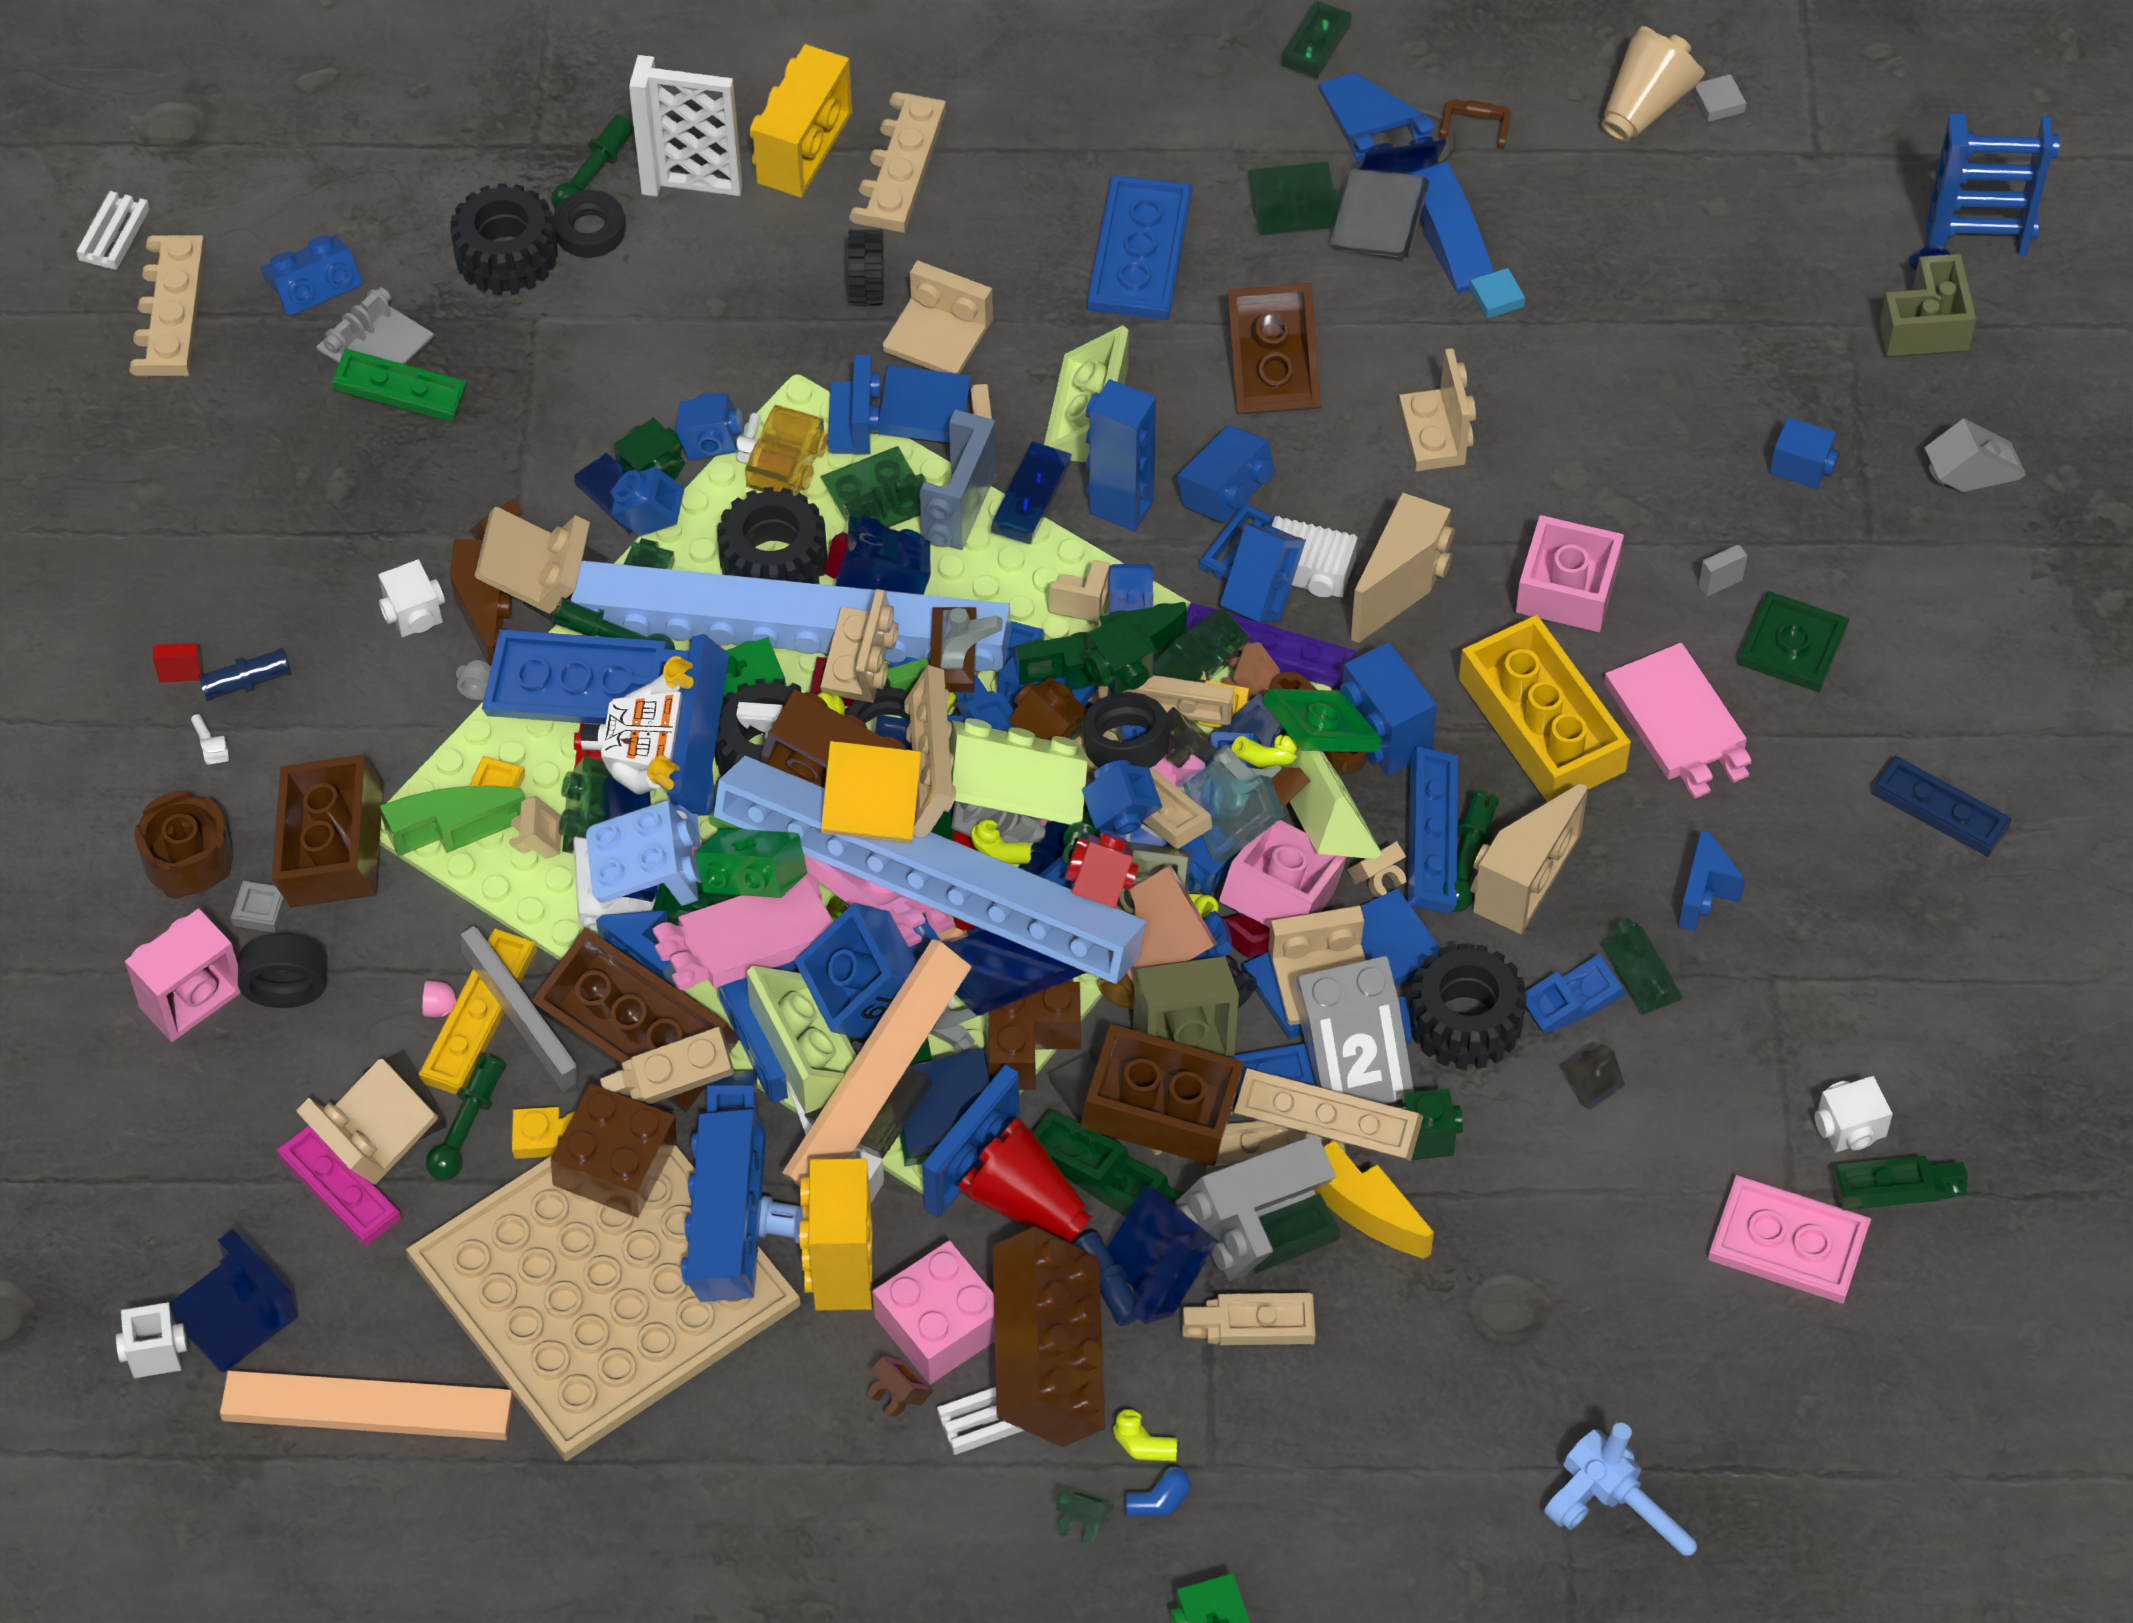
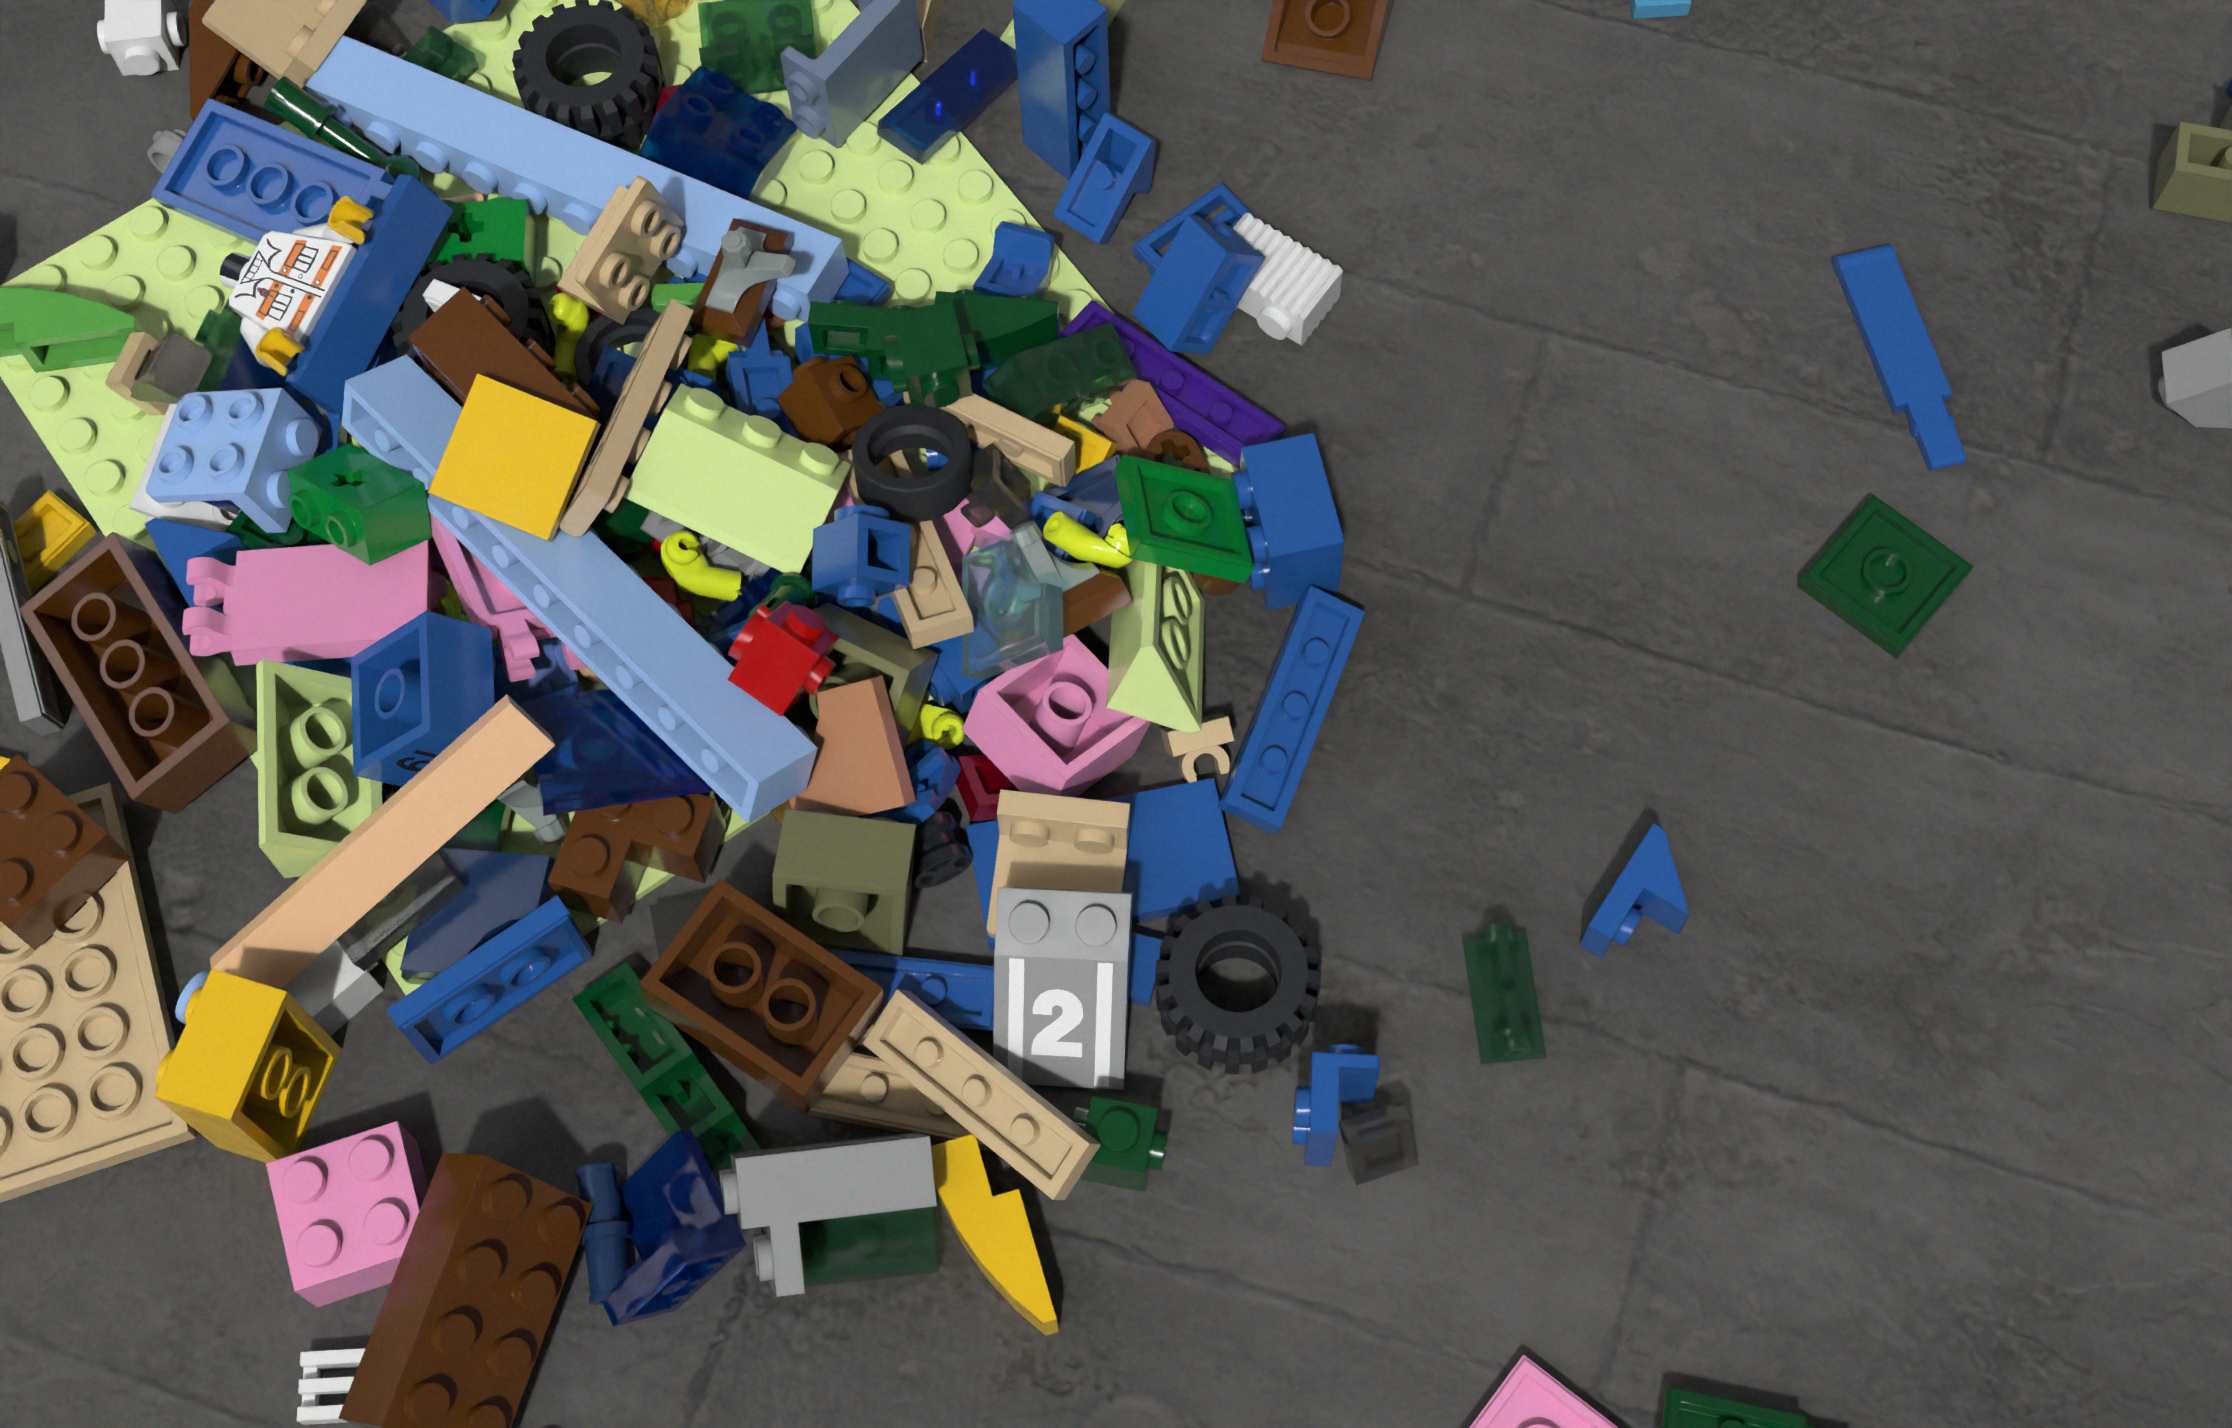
camera: 20 degrees right, 10 degrees up
(497, 773) = (134, 292): yellow tile -> none
(567, 816) = (171, 370): none -> clear smoke slope
(673, 1068) = (138, 762): tan hinge -> none
(725, 1206) = (132, 977): blue brick -> none
(733, 1093) = (216, 823): blue brick -> none
(902, 1384) = (264, 1301): reddish brown tile -> none
(1026, 1185) = (542, 1066): red cone -> none
(1081, 596) = (955, 249): tan panel -> none
(1167, 519) = (1109, 172): none -> blue slope
(1226, 473) = (1210, 136): blue brick -> none
(1253, 1319) = (773, 1360): tan hinge -> none
(1403, 564) = (1384, 325): tan slope -> none
(1440, 419) = (1515, 139): tan bracket -> none
(1473, 832) = (1348, 726): dark green pin -> none
(1526, 860) = (1397, 793): tan slope -> none
(1543, 709) = (1502, 583): yellow brick -> none
(1556, 1052) = (1334, 1077): none -> blue bracket
(1569, 573) = (1608, 397): bright pink brick -> none
(1570, 998) = (1394, 1007): blue slope -> none
(1679, 718) = (1689, 642): bright pink tile -> none
(1722, 570) = (1821, 449): light grey tile -> none
(1751, 492) = (1901, 350): none -> blue piece
(1804, 453) = (1991, 315): blue brick -> none
(1853, 1114) = (1722, 1316): white brick -> none
(1941, 806) = (2012, 878): dark blue tile -> none

